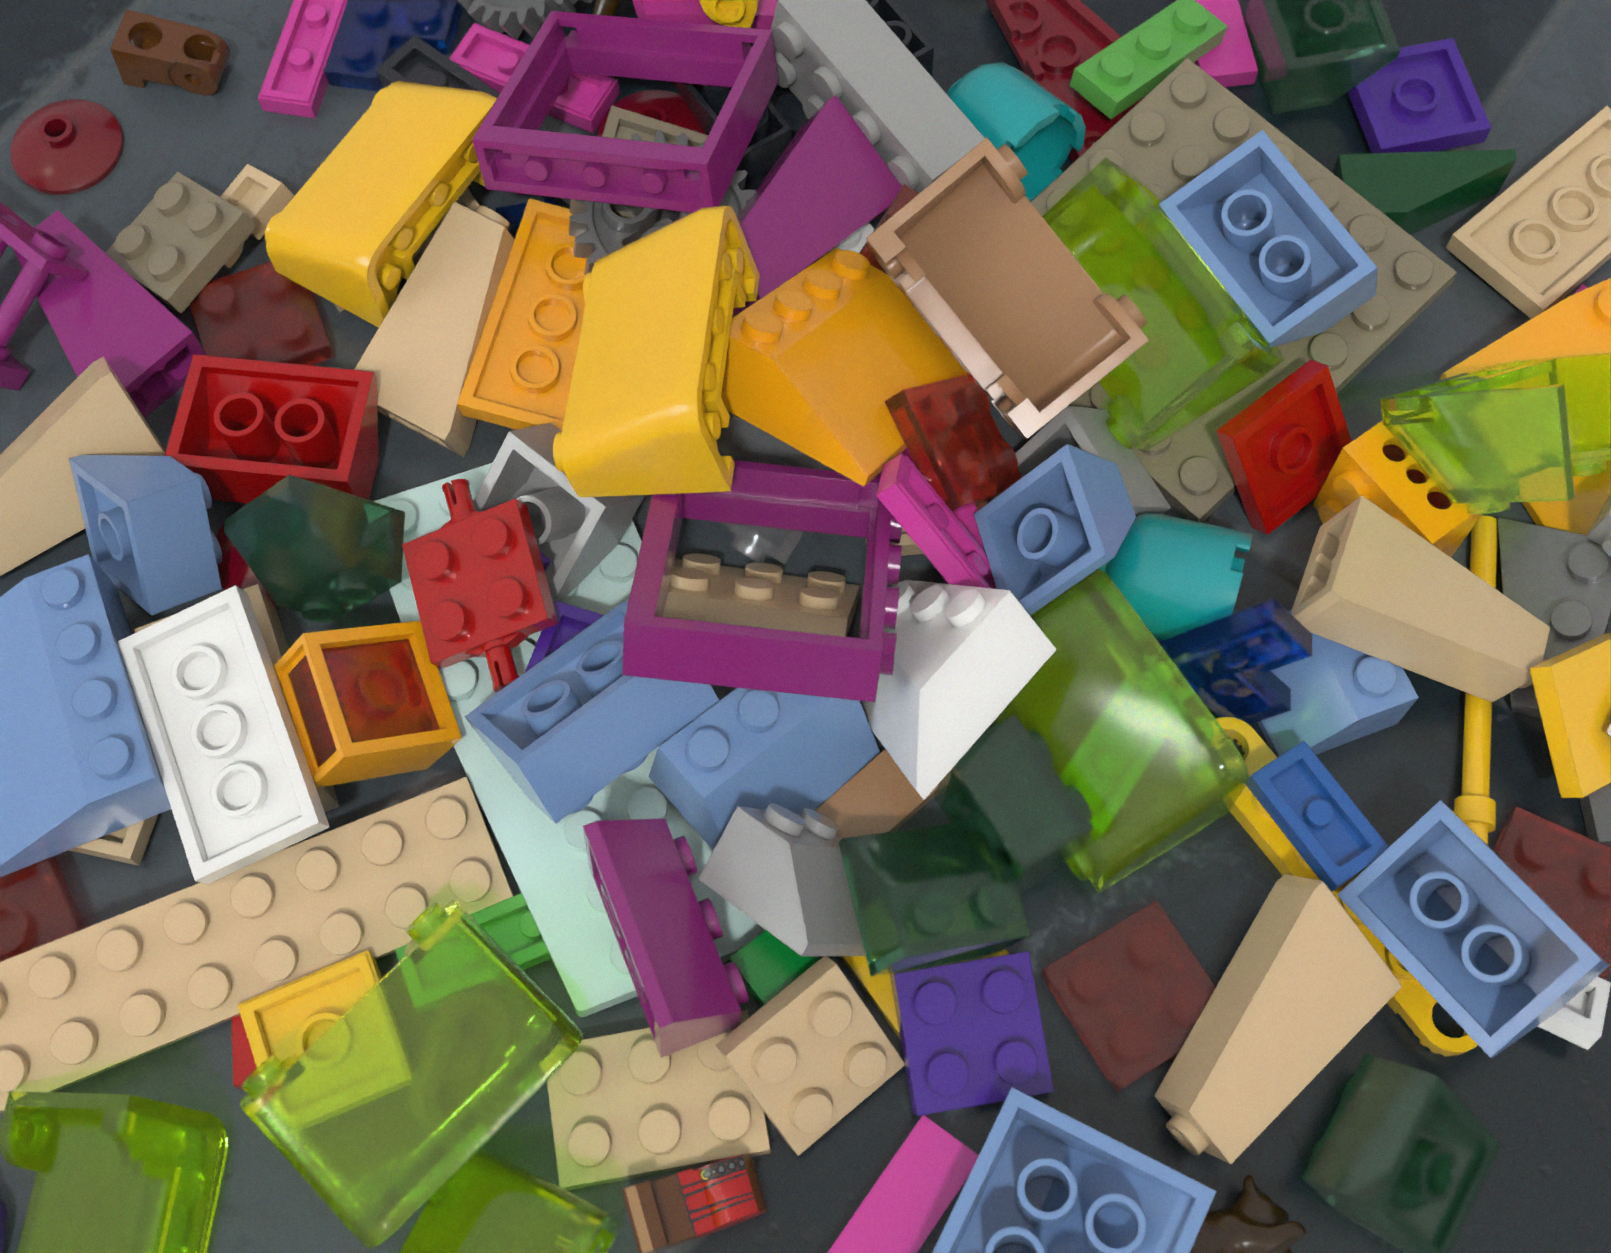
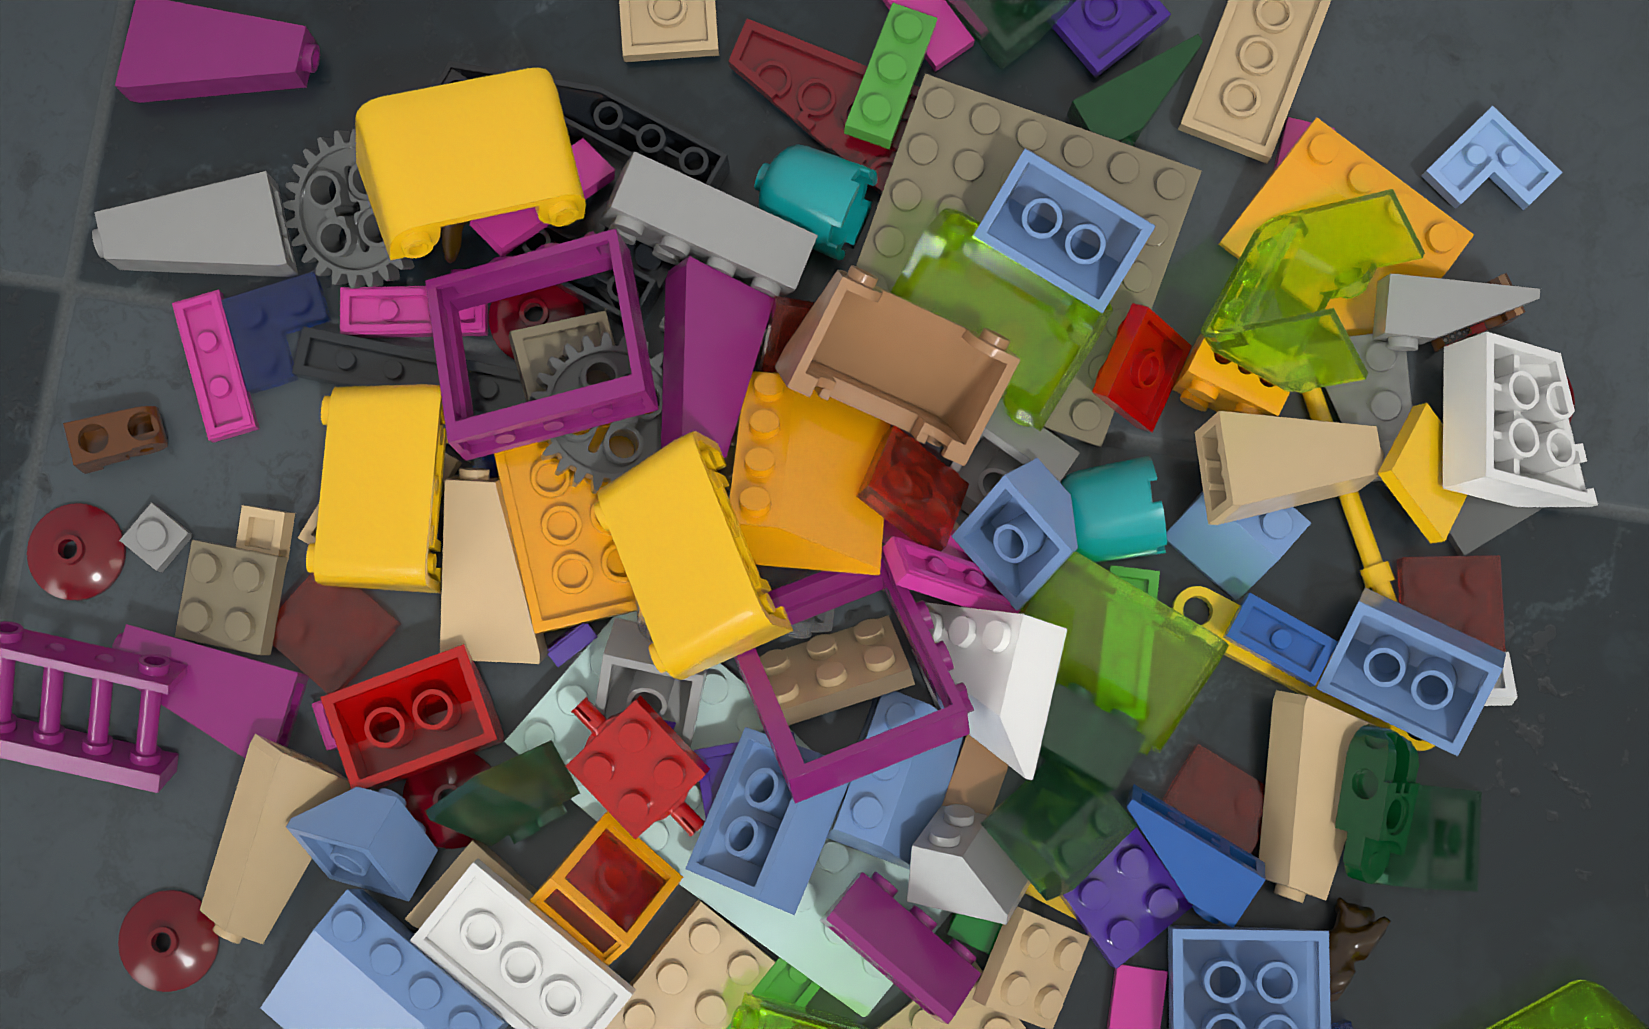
camera: 30 degrees left, 15 degrees up
(147, 163) = (156, 537): none -> light grey plate
(482, 443) = (571, 642): none -> dark purple tile
(1089, 1035) = (1205, 866): none -> blue slope
(1234, 657) = (1185, 561): clear blue plate -> none
(1355, 1064) = (1376, 800): none -> dark green piece

